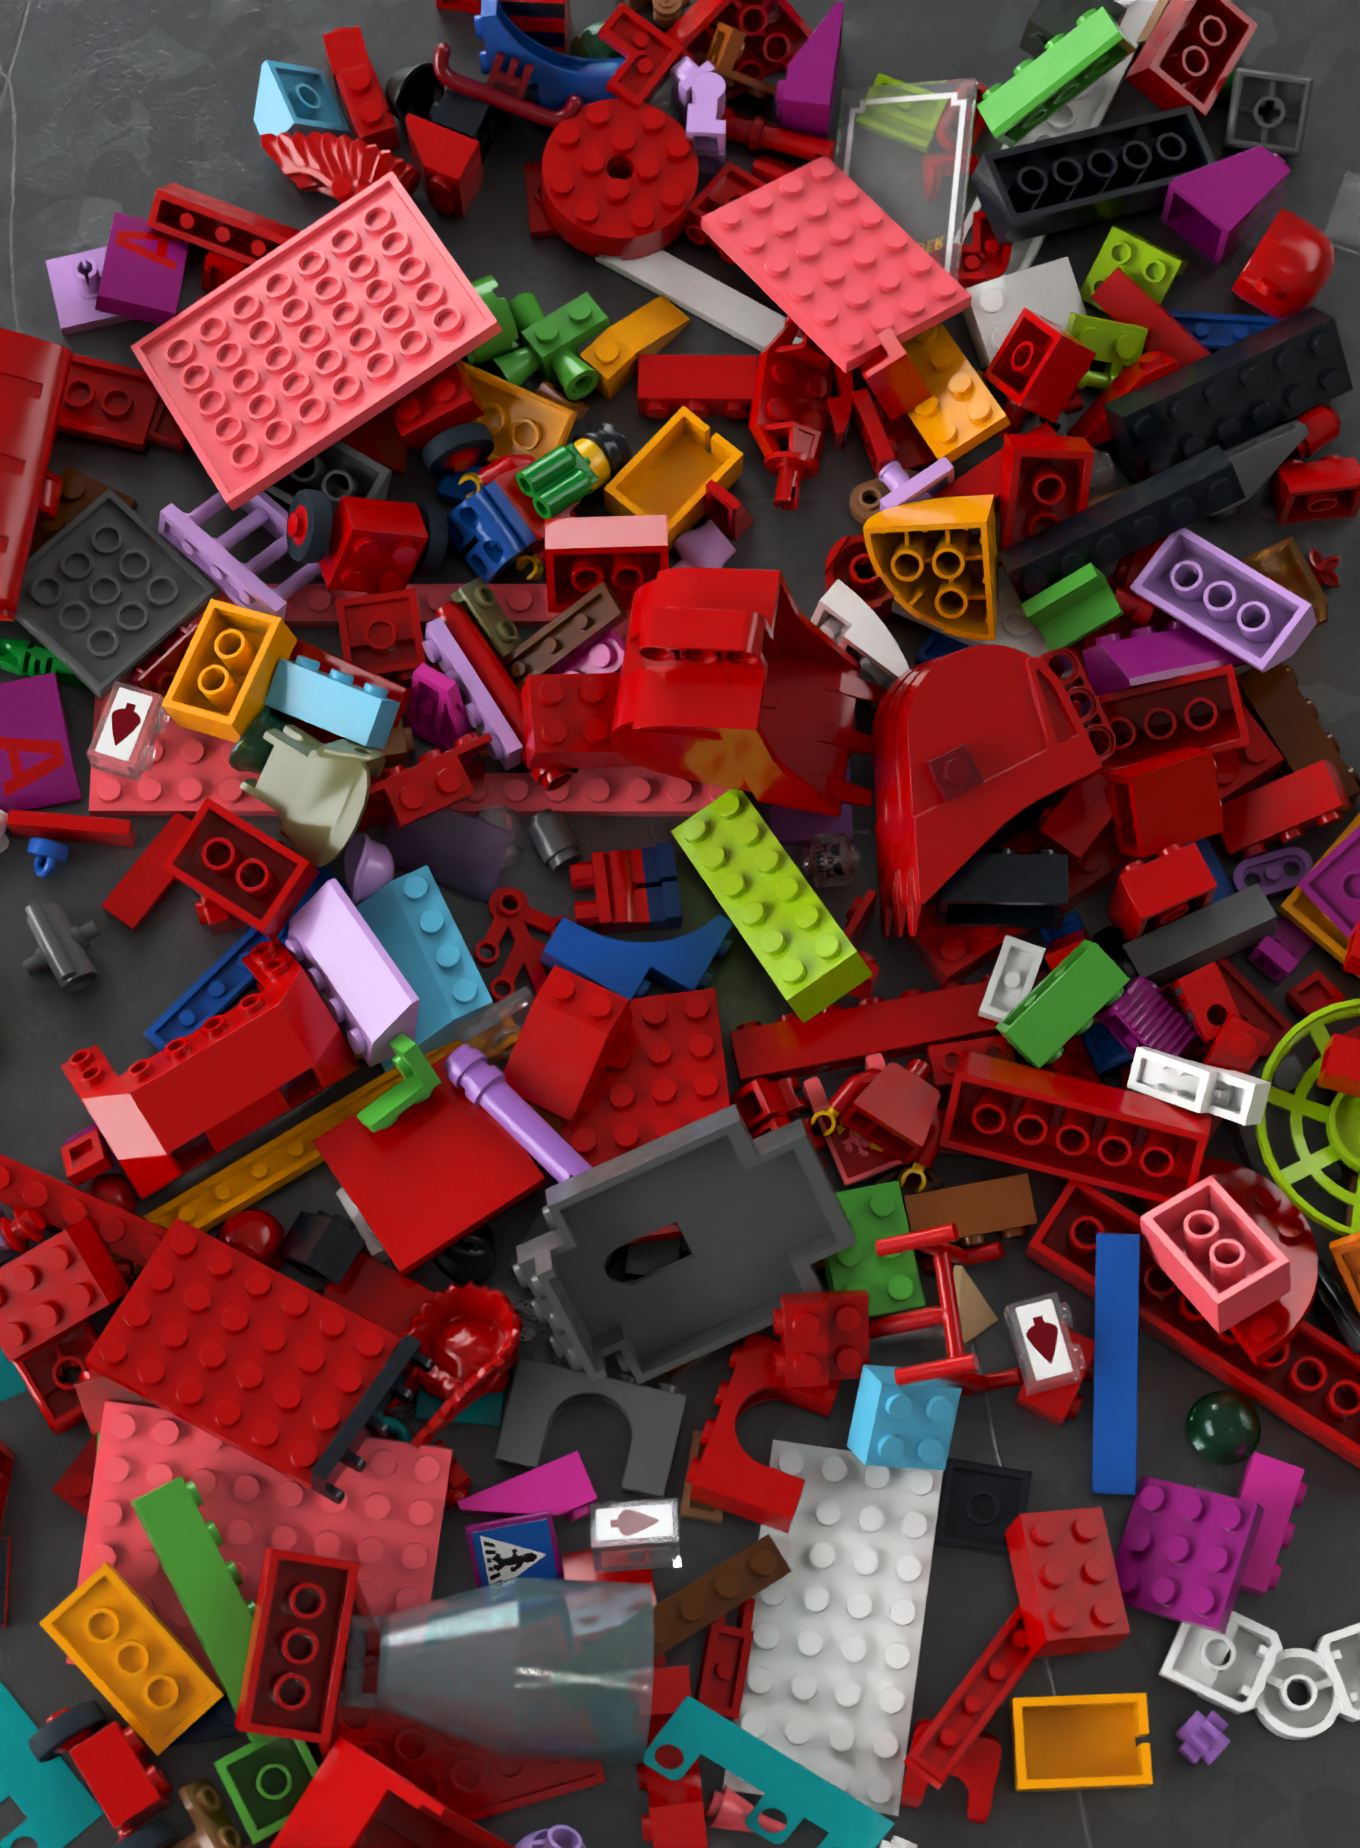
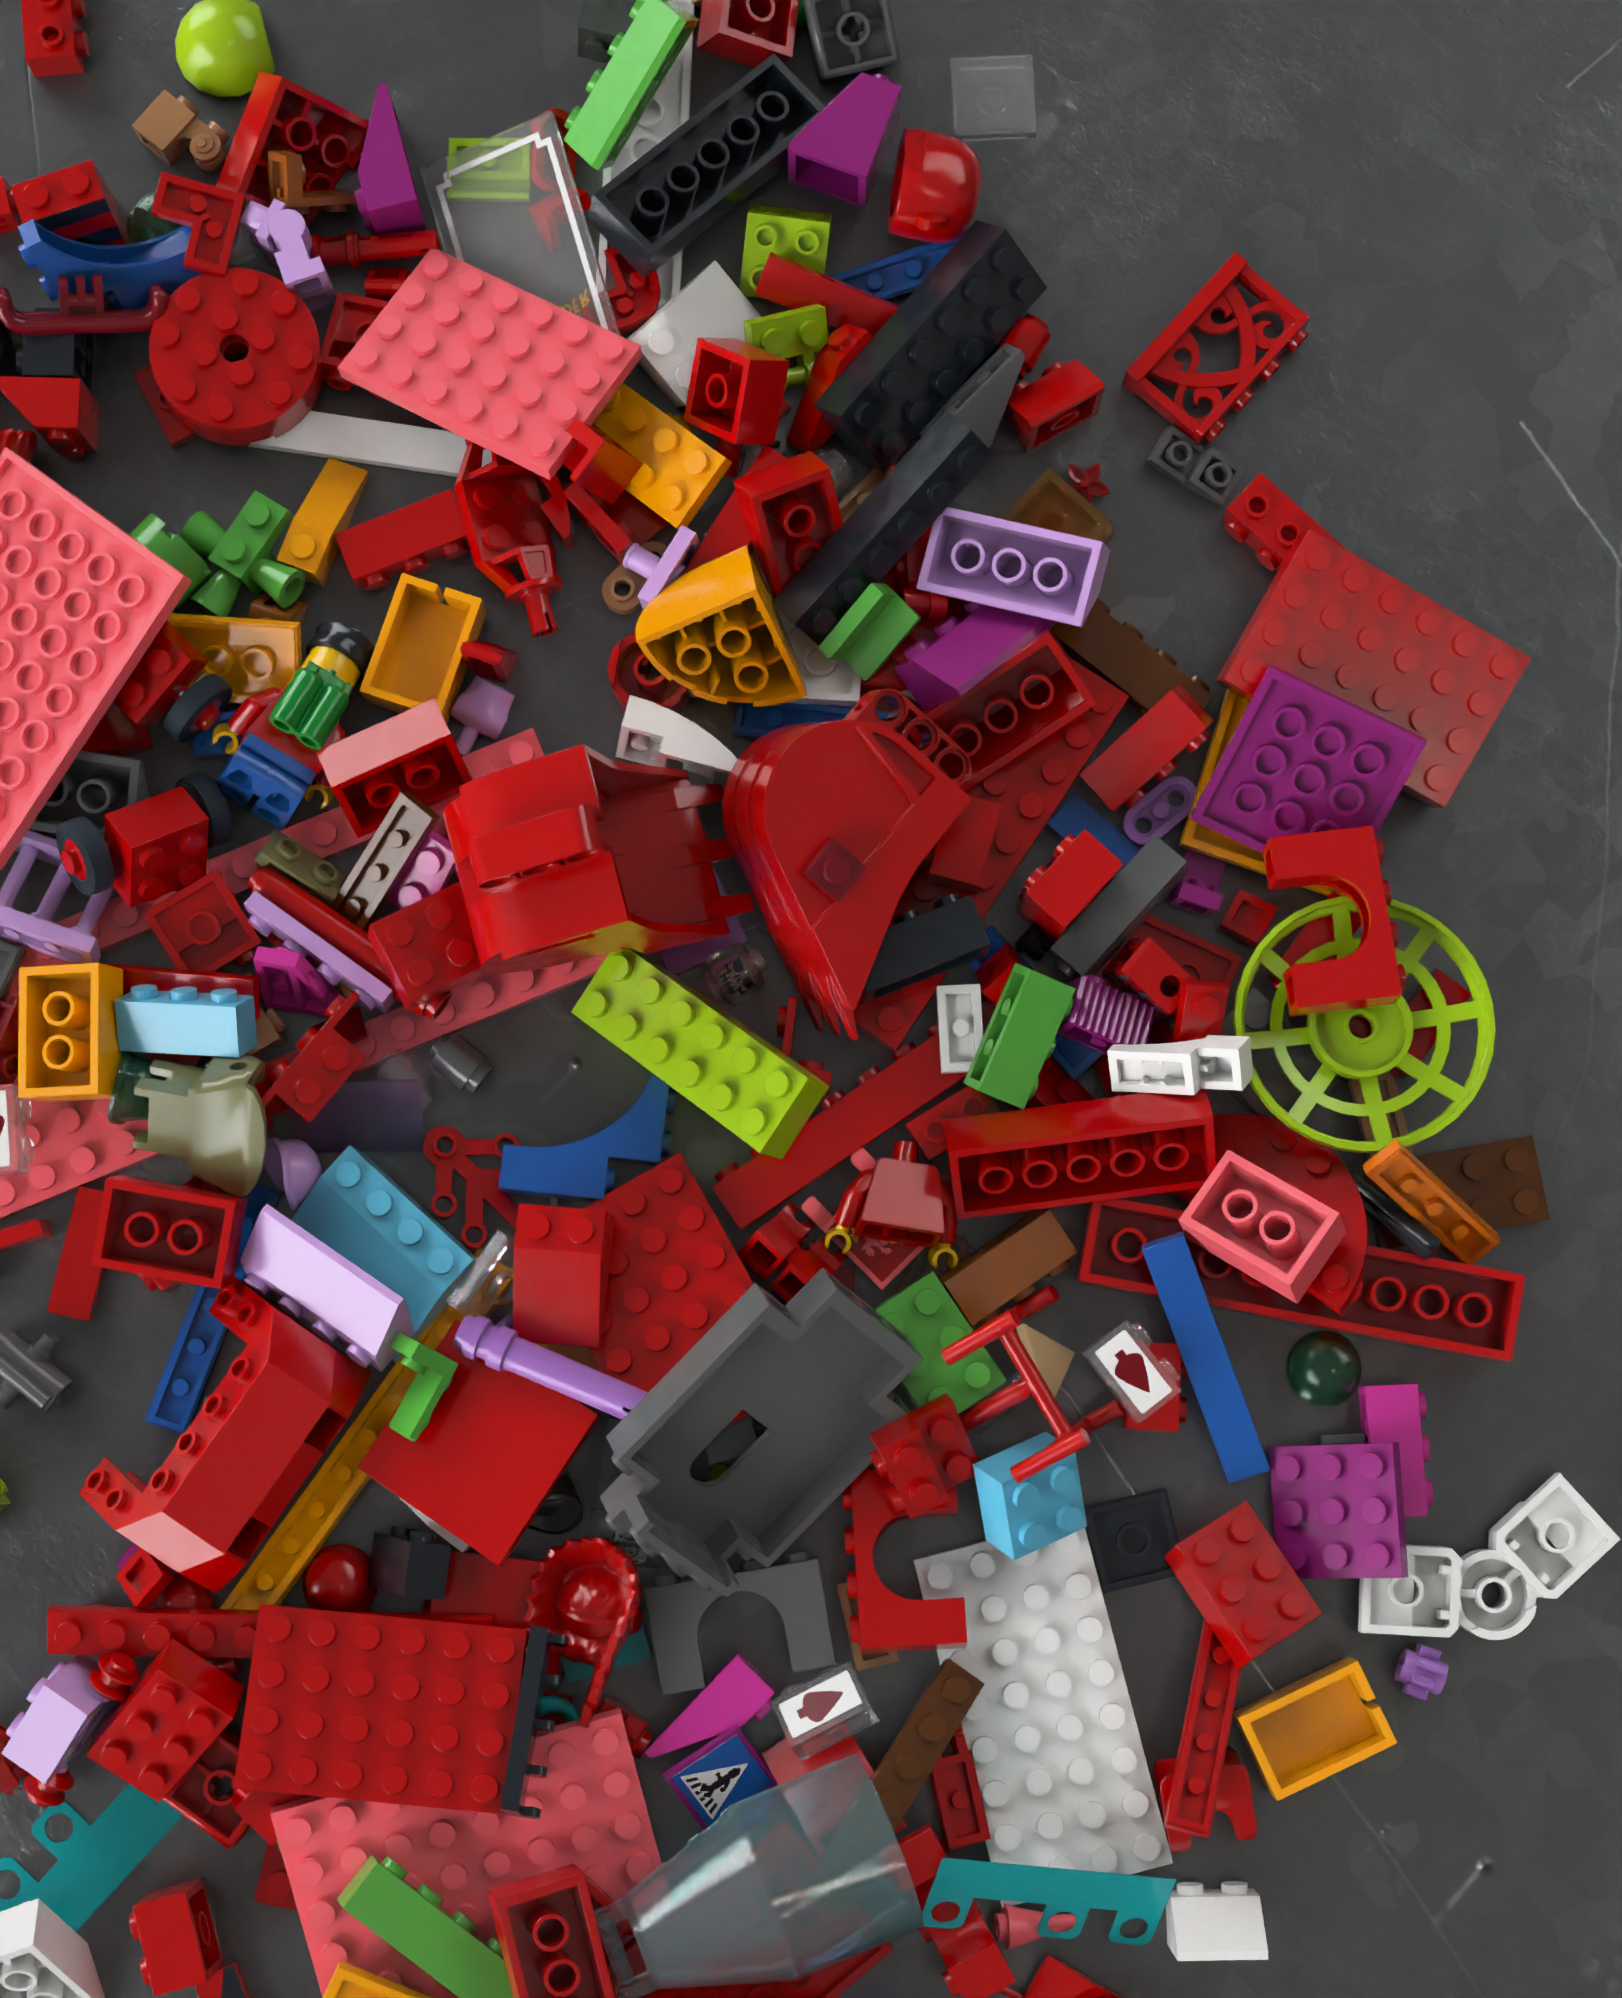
camera: 25 degrees left, 10 degrees up
(631, 890) = (539, 1082): red hips -> none
(1165, 801) = (1038, 795): red brick -> none

